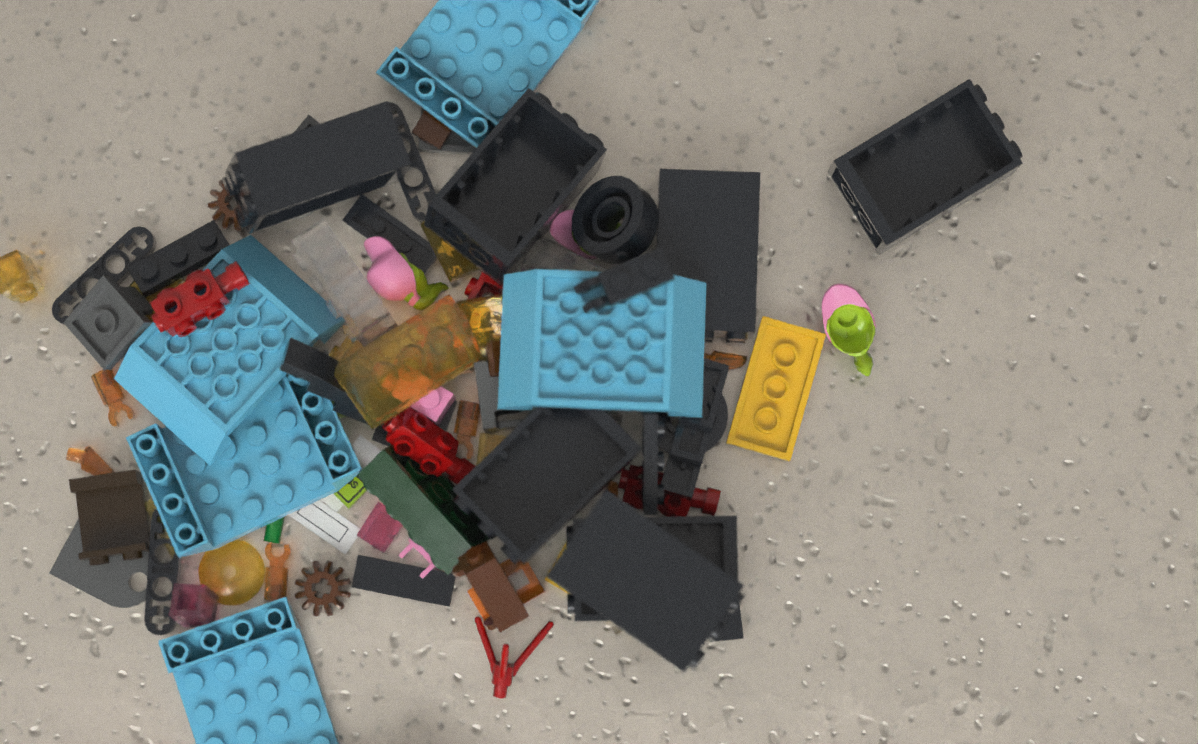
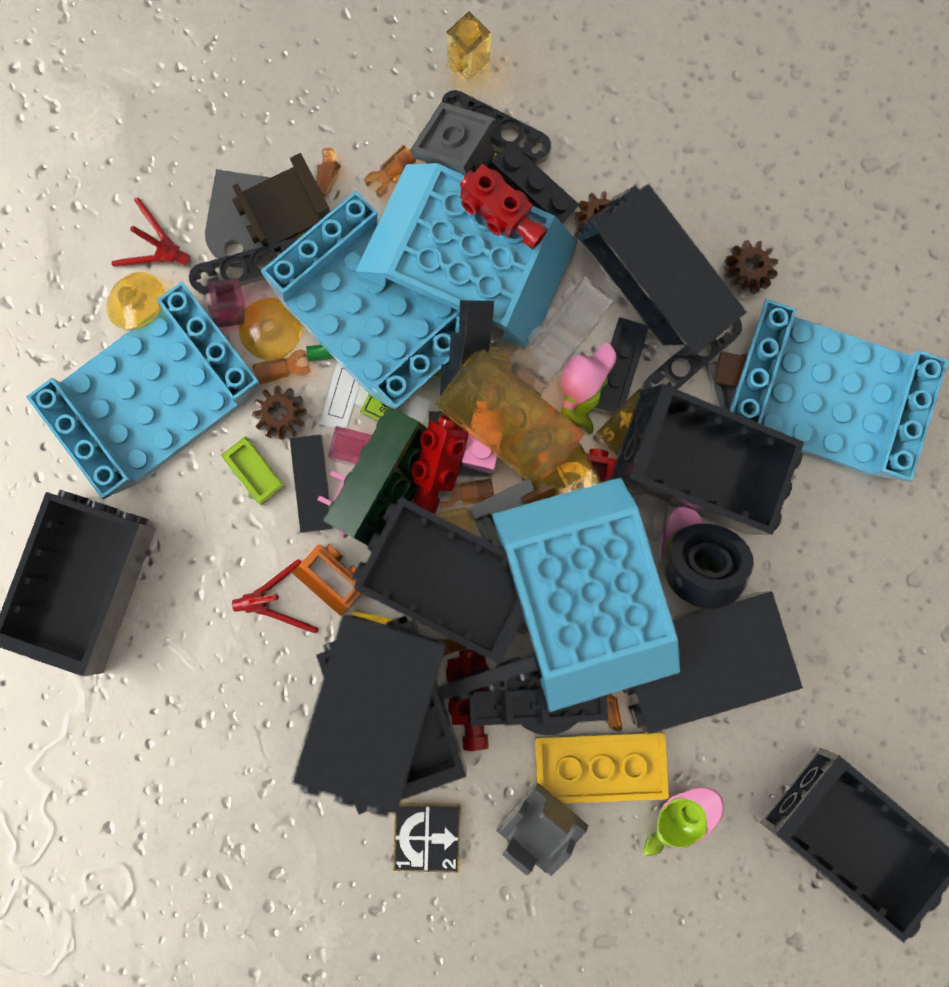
camera: 70 degrees right, 0 degrees up
(112, 651) = (165, 249): none -> red plant
(169, 696) = (134, 301): none -> clear yellow dish
(349, 68) = (761, 261): none -> reddish brown gear
(370, 635) = (252, 470): none -> lime tile
(491, 586) = (324, 565): reddish brown brick -> none
(627, 280) = (657, 597): black hinge -> none
(786, 579) = (427, 837): none -> tile
(816, 467) = (540, 832): none -> dark grey panel

